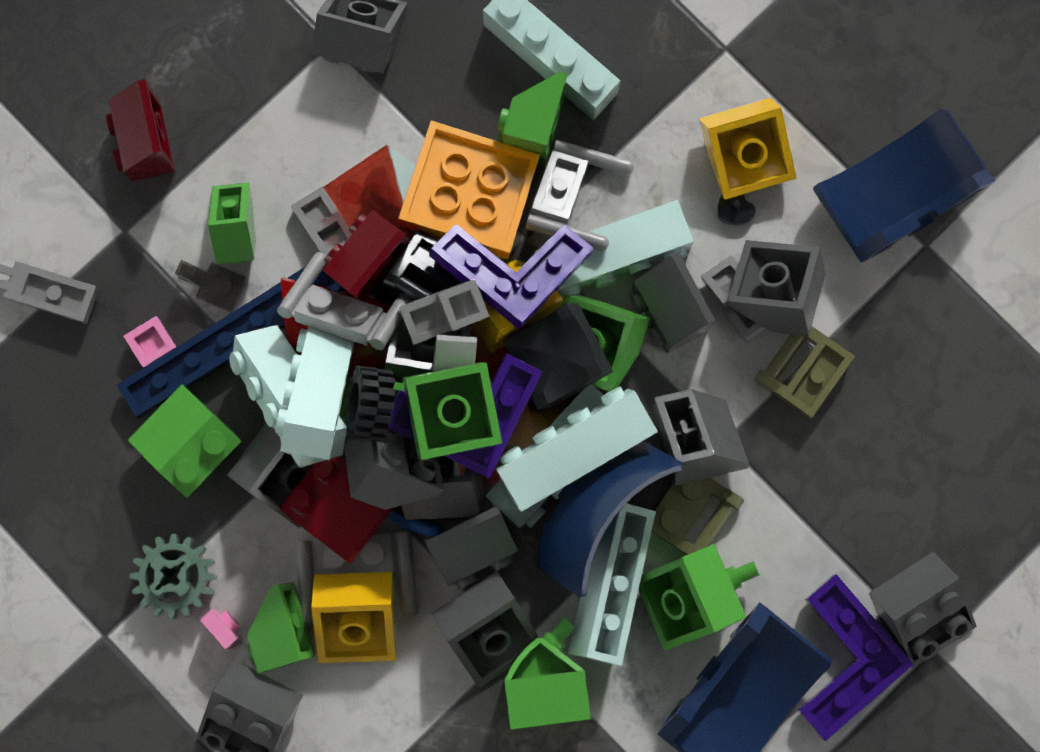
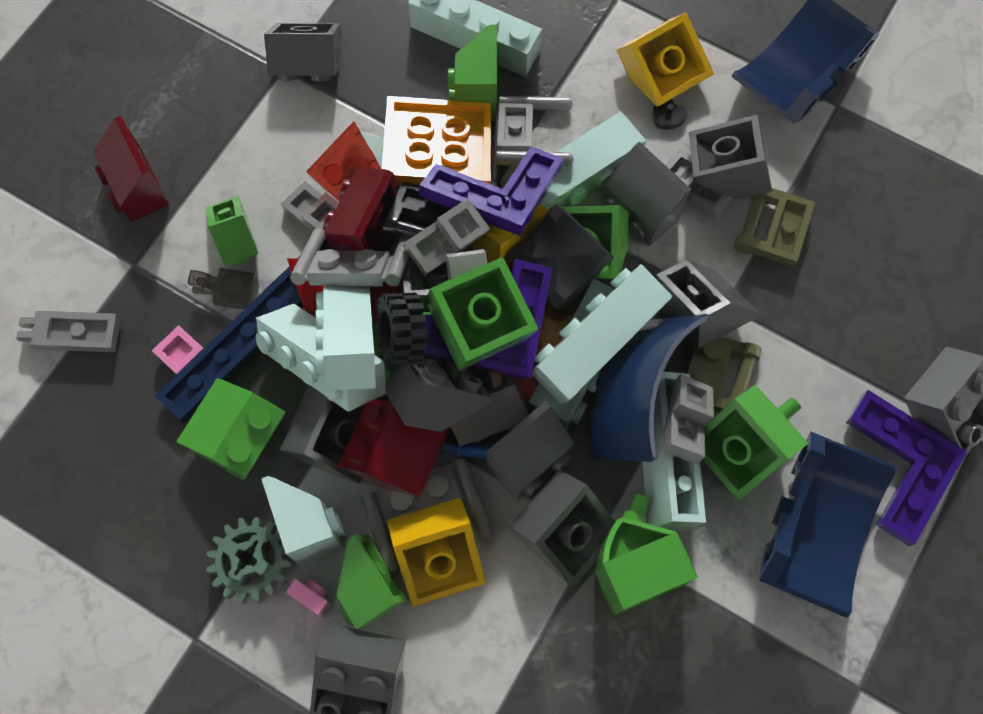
camera: 15 degrees left, 10 degrees down
(231, 555) = (303, 521): none -> light aqua slope
(634, 558) = (686, 419): none -> light grey slope

